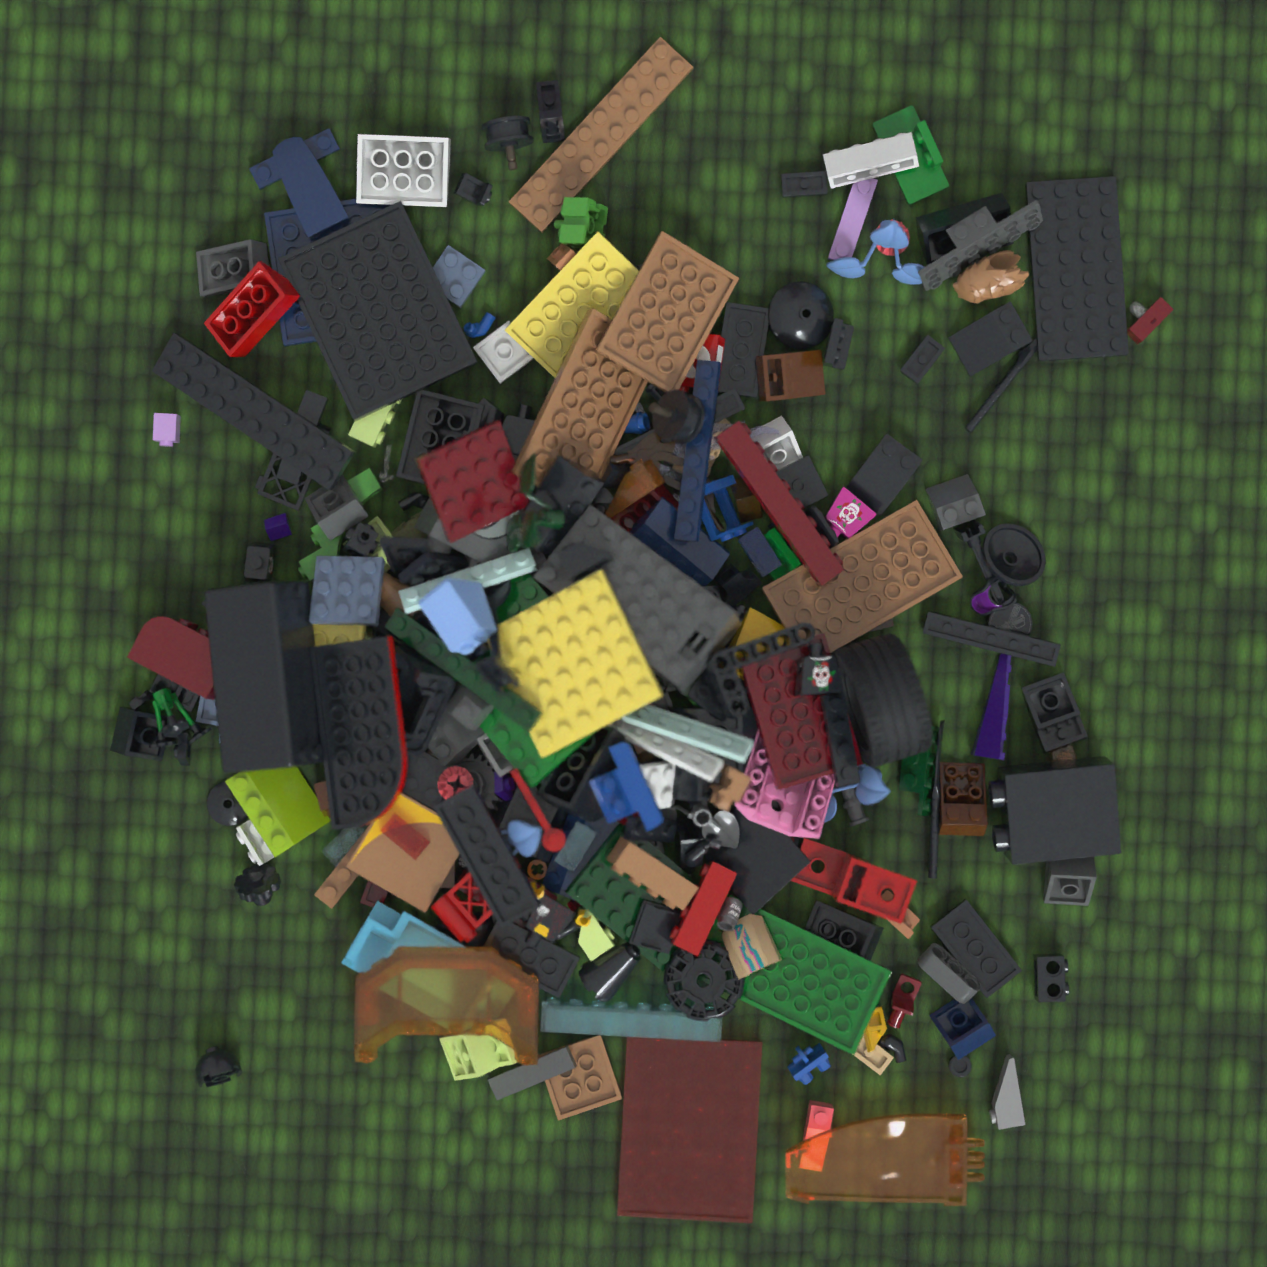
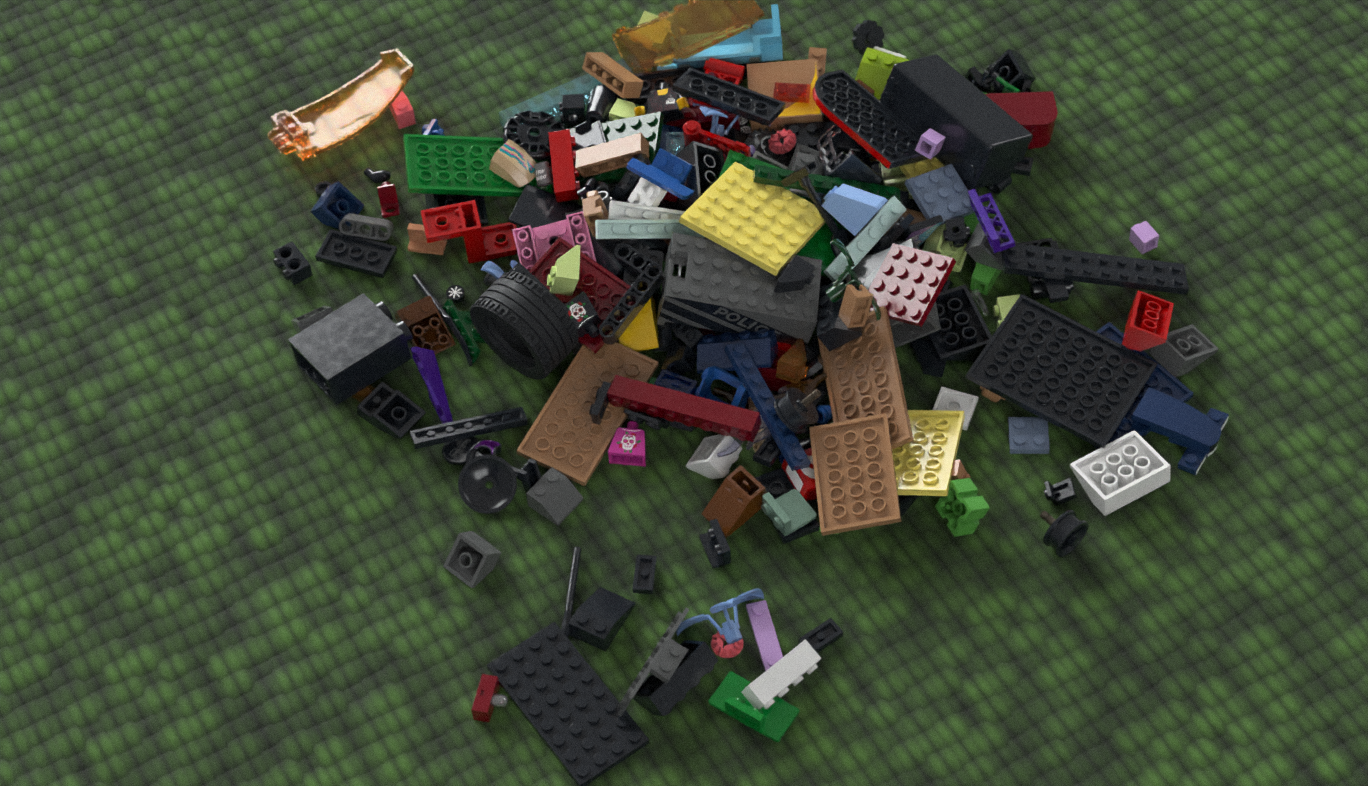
camera: 150 degrees right, 35 degrees down
(259, 562) = (1012, 193): black torso -> none
(277, 527) = (1022, 228): dark purple slope -> none
(319, 650) = (930, 143): none -> lavender brick
(333, 518) = (988, 224): none -> dark purple fence
(481, 328) = (984, 413): blue arm -> none
(518, 428) = (908, 363): black torso -> none
(529, 1075) = (605, 42): dark grey tile -> none
(550, 111) = (1049, 571): black bracket -> none
(554, 477) = (855, 306): none -> medium nougat hinge
(576, 996) = (612, 75): none -> medium nougat brick
(588, 1084) = (571, 51): medium nougat plate -> none
(601, 134) = (998, 586): medium nougat plate -> none
(642, 987) = (573, 110): none -> black brick
(689, 1129) = (484, 65): clear red plate -> none
(748, 330) = (788, 511): none -> sand green bracket
(787, 319) = (761, 559): black dish -> none
(803, 481) = (679, 446): black plate -> none
(807, 727) = (565, 273): none -> yellowish green slope
(860, 564) = (598, 409): none -> black plate
(875, 1029) = (398, 175): yellow tile -> none
(876, 1060) = (390, 163): tan plate -> none
(884, 474) = (620, 489): black slope -> none
(903, 827) = (455, 293): none -> black tile
(991, 278) = (633, 647): medium nougat head -> none
(1006, 1101) = (275, 182): light grey slope -> none
(1073, 483) = (471, 558): none -> dark grey slope

